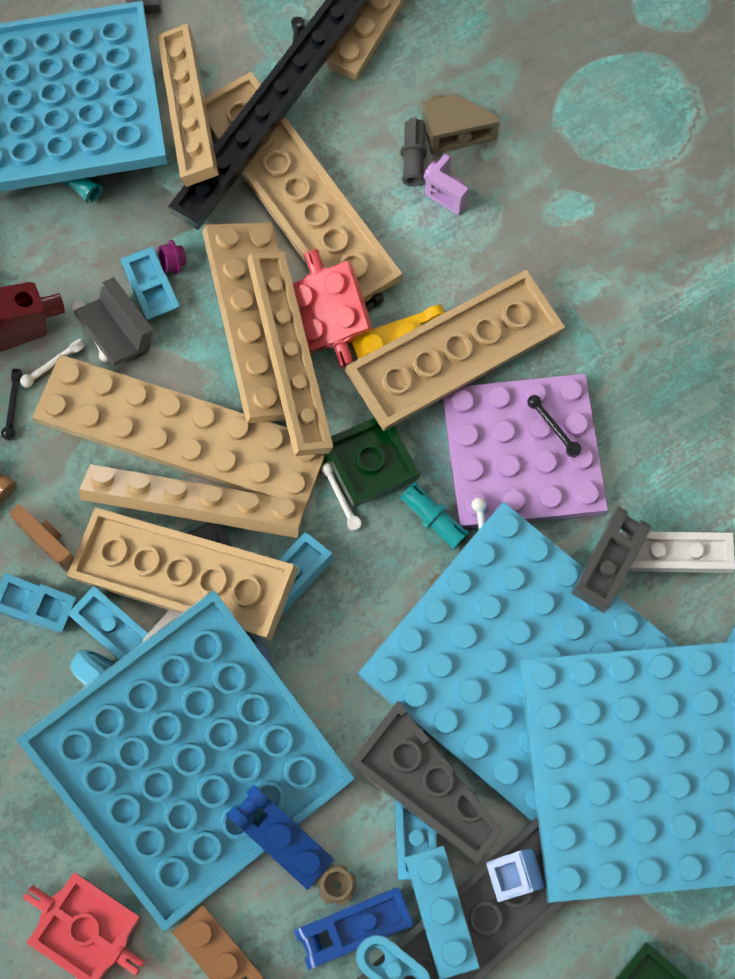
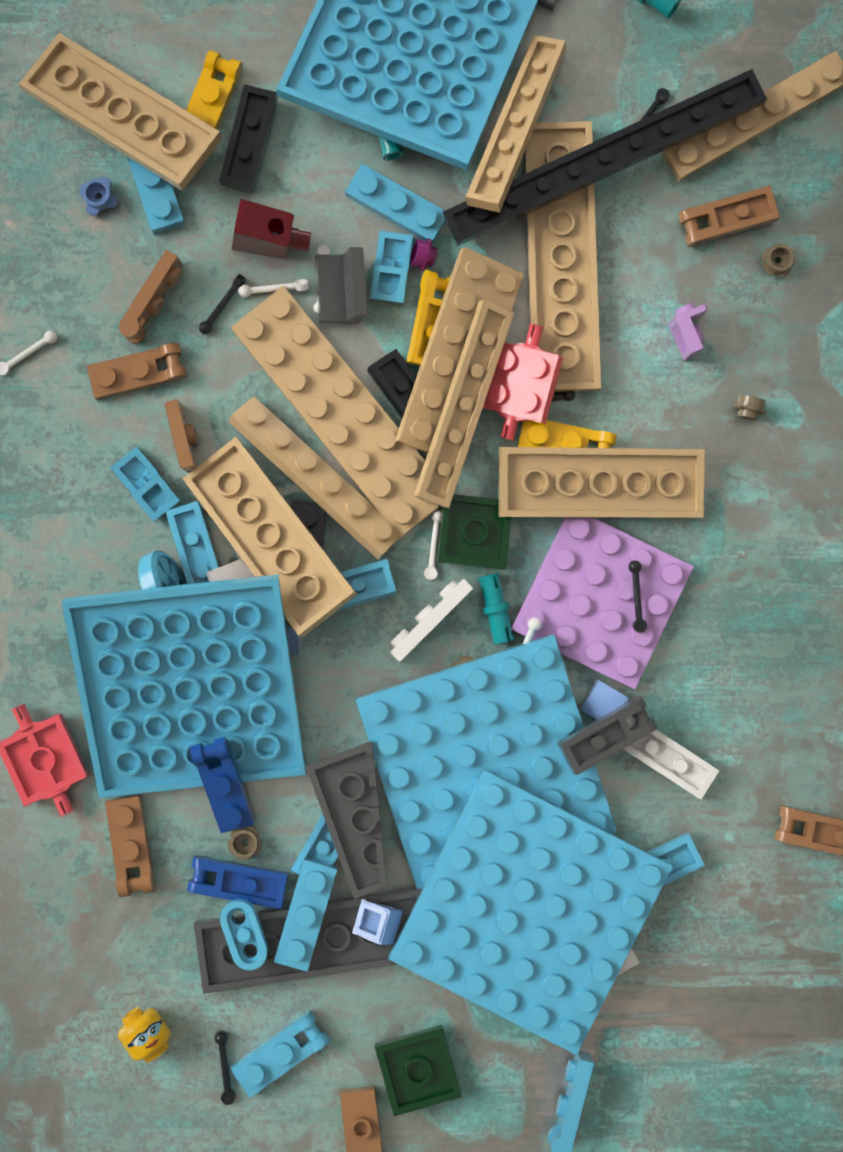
camera: 30 degrees right, 15 degrees up
(120, 231) = (396, 203): none -> medium azure plate
(206, 303) = (426, 315): none -> yellow plate
(212, 374) = (394, 379): none -> black plate
(379, 561) = (430, 618): none -> white plate
(413, 152) = (682, 281): dark grey axle -> none
(417, 80) = (730, 215): none -> medium nougat plate
(457, 123) = (735, 278): dark tan slope -> none
(485, 83) = (782, 252): none -> dark tan plate
(540, 216) = (750, 407): none -> dark tan plate
(584, 536) = (602, 700): none -> light blue slope

